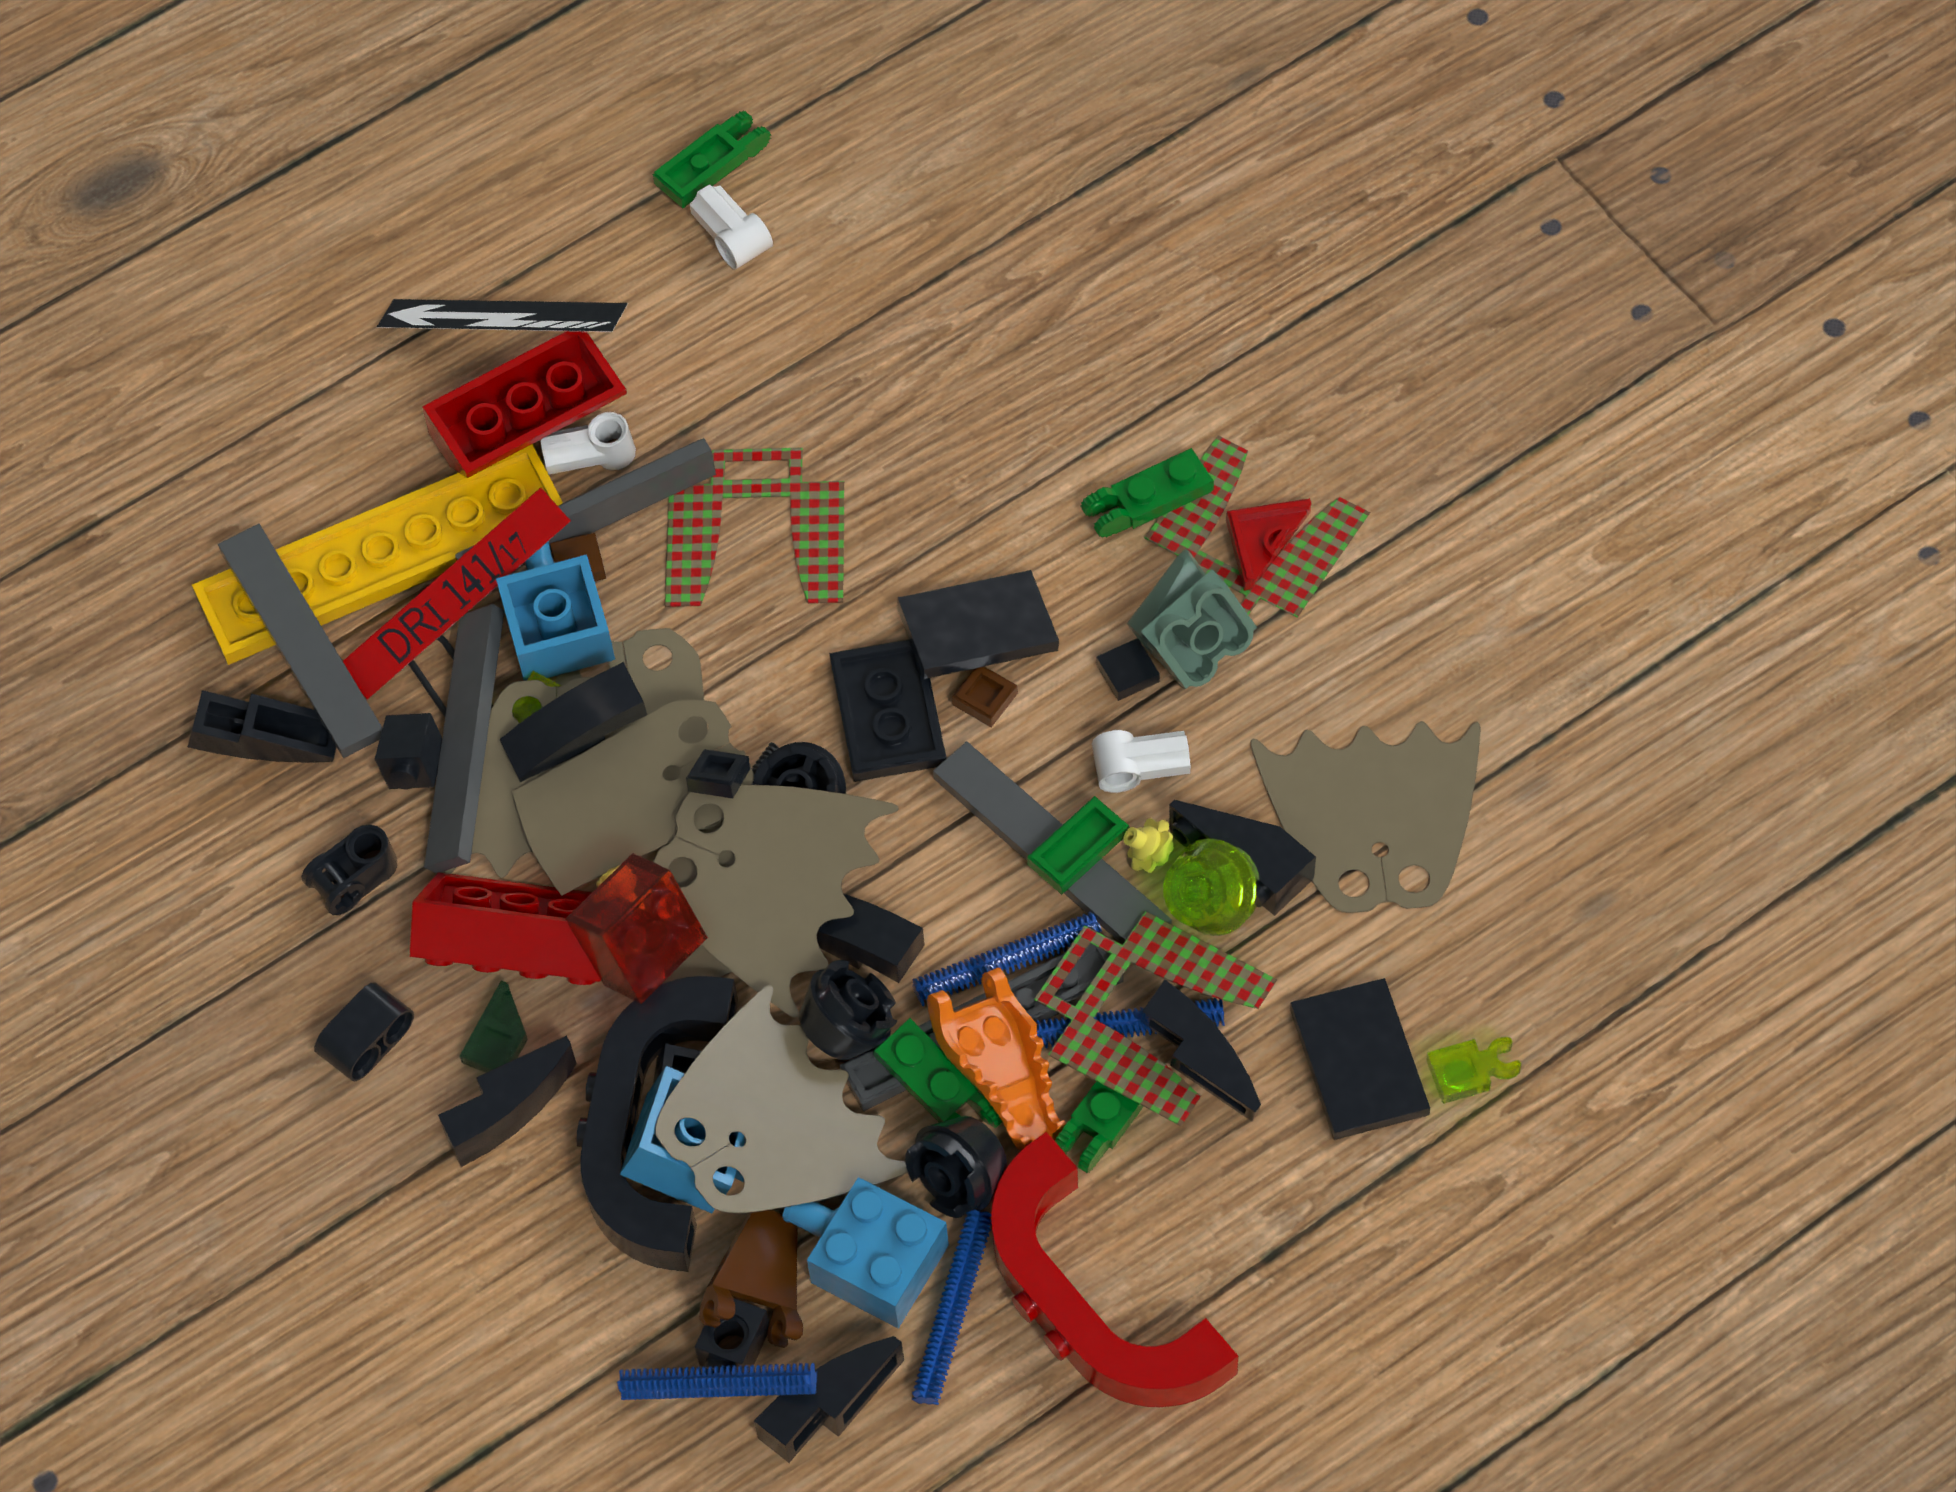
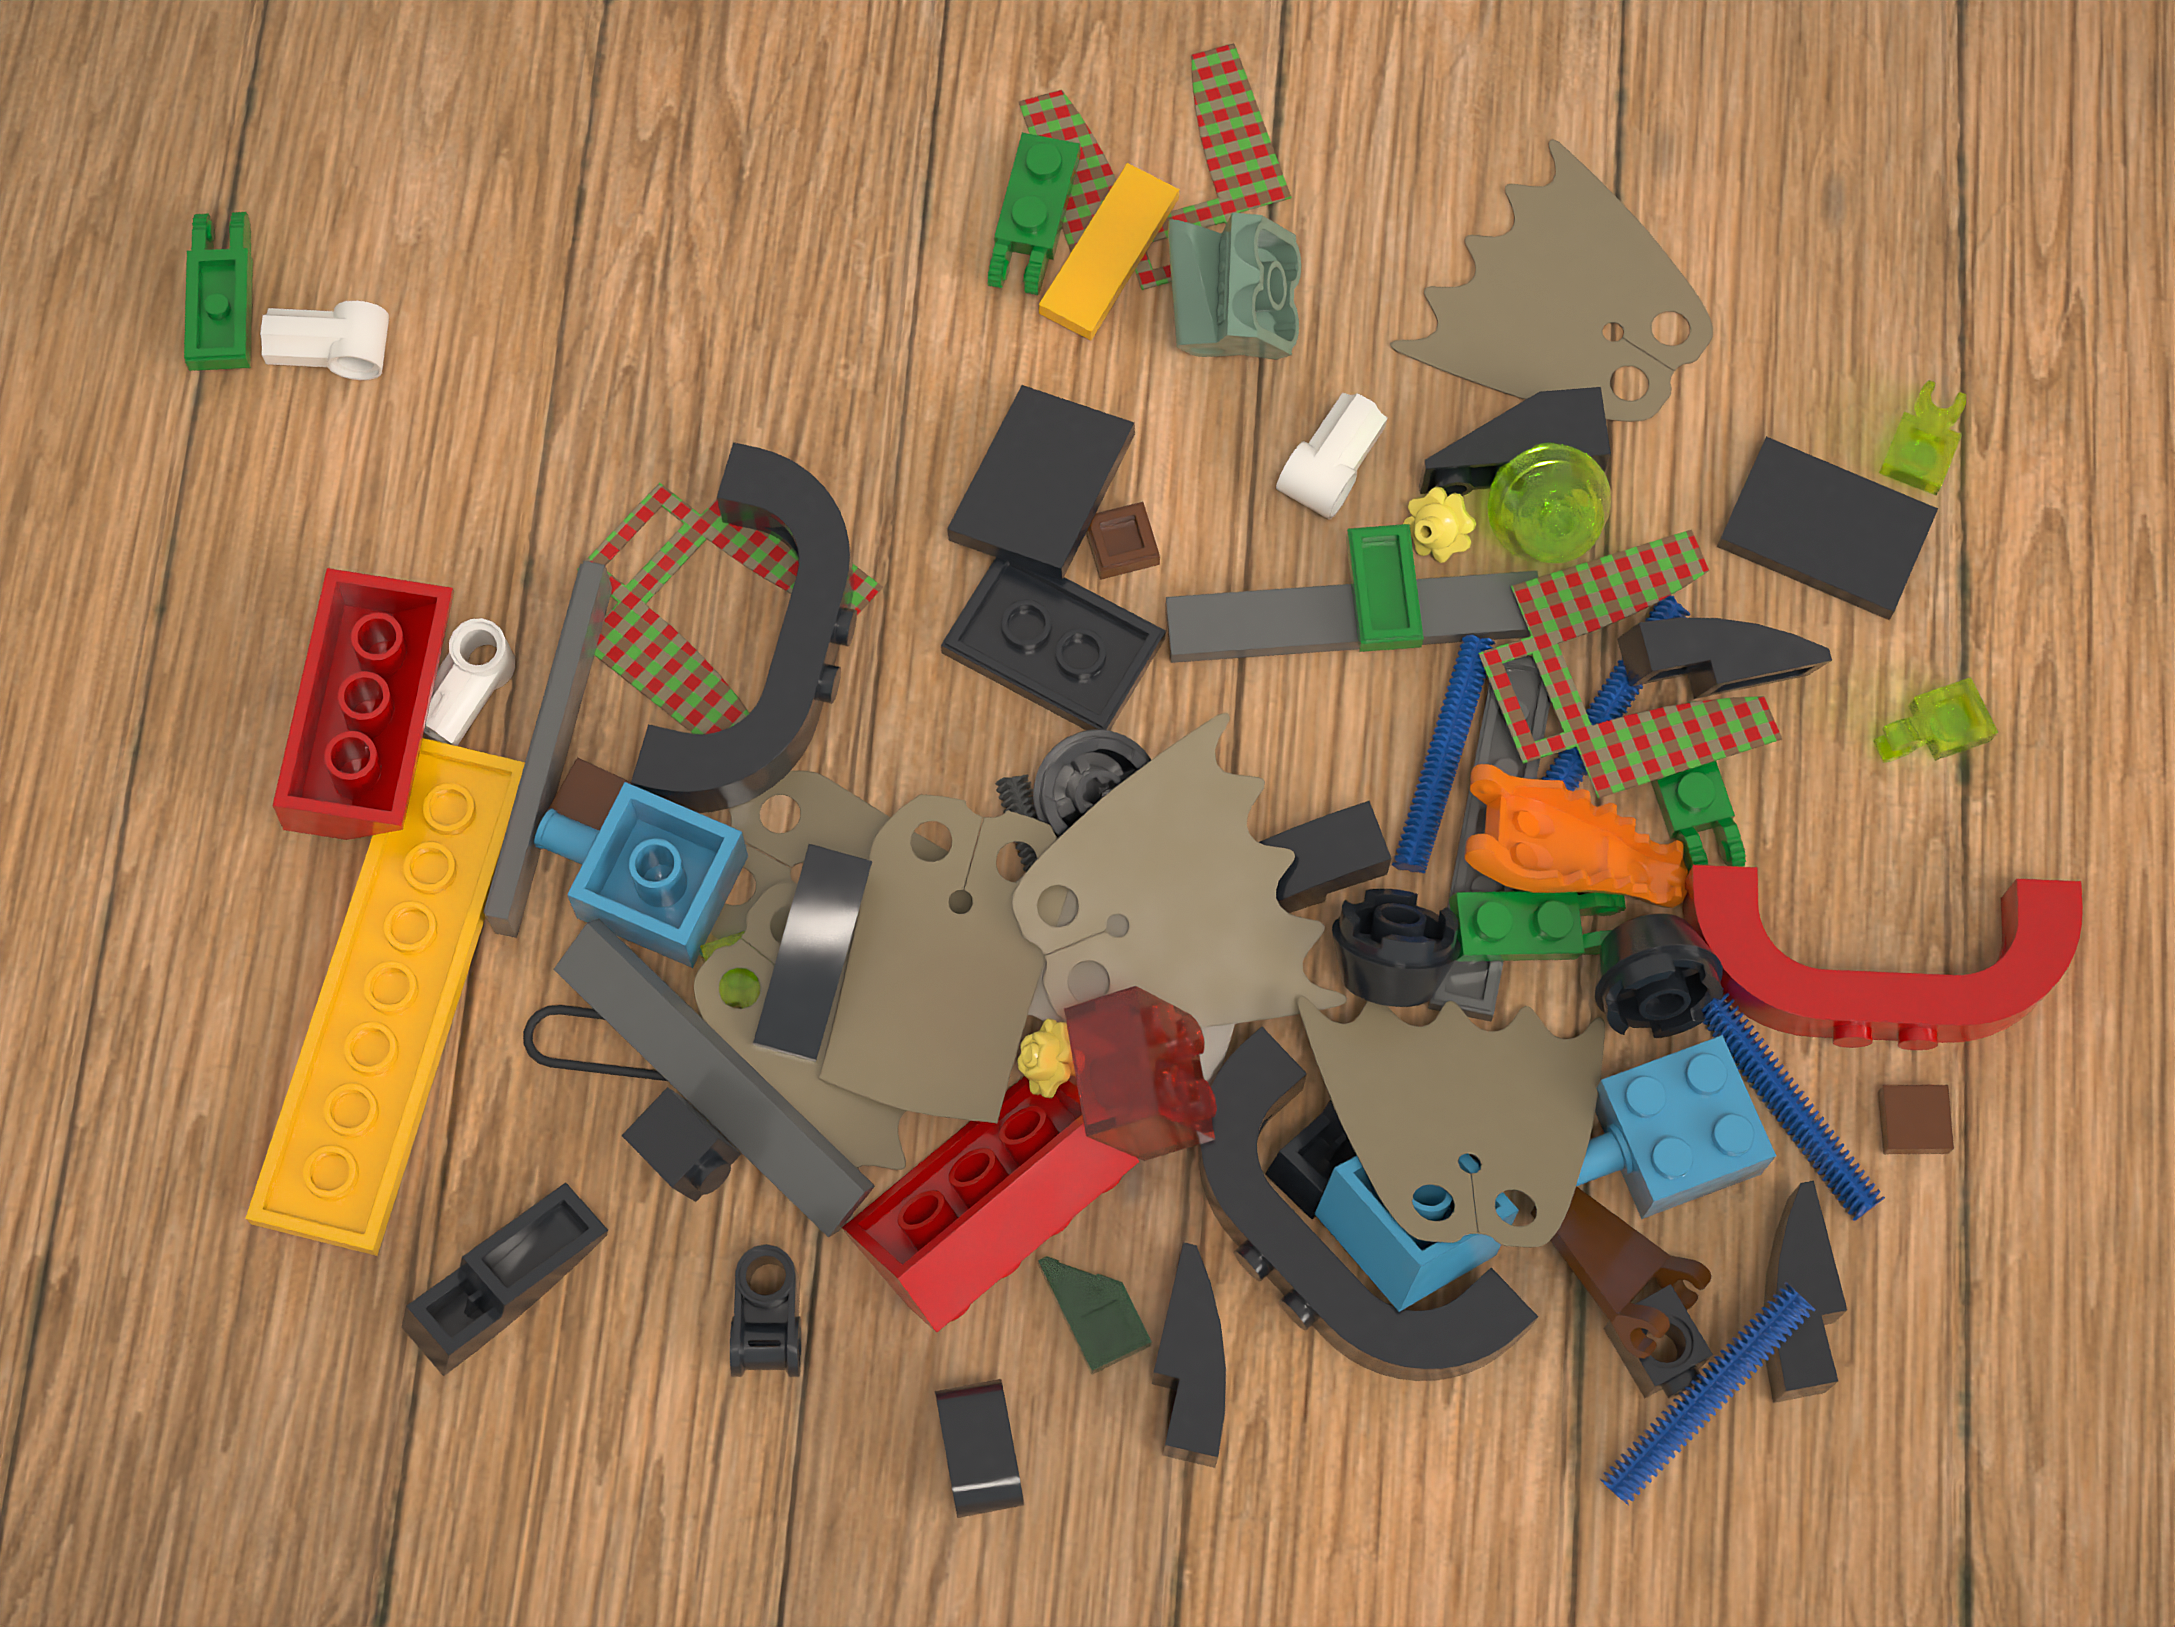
camera: 55 degrees left, 10 degrees up
(301, 640) = (434, 1153): dark grey tile -> none
(455, 592) = (528, 953): red sticker -> none
(503, 315) = (221, 640): black sticker -> none
(718, 773) = (1022, 855): black tile -> none
(754, 590) = (752, 756): none -> black arch
(1007, 1386) = (1915, 1119): none -> reddish brown tile
(1128, 669) = (1214, 389): black tile -> none
(1154, 549) = (1108, 251): none -> yellow tile
(1262, 533) = (1177, 154): red tile -> none
(1287, 1214) = (1943, 719): none -> clear neon green plate

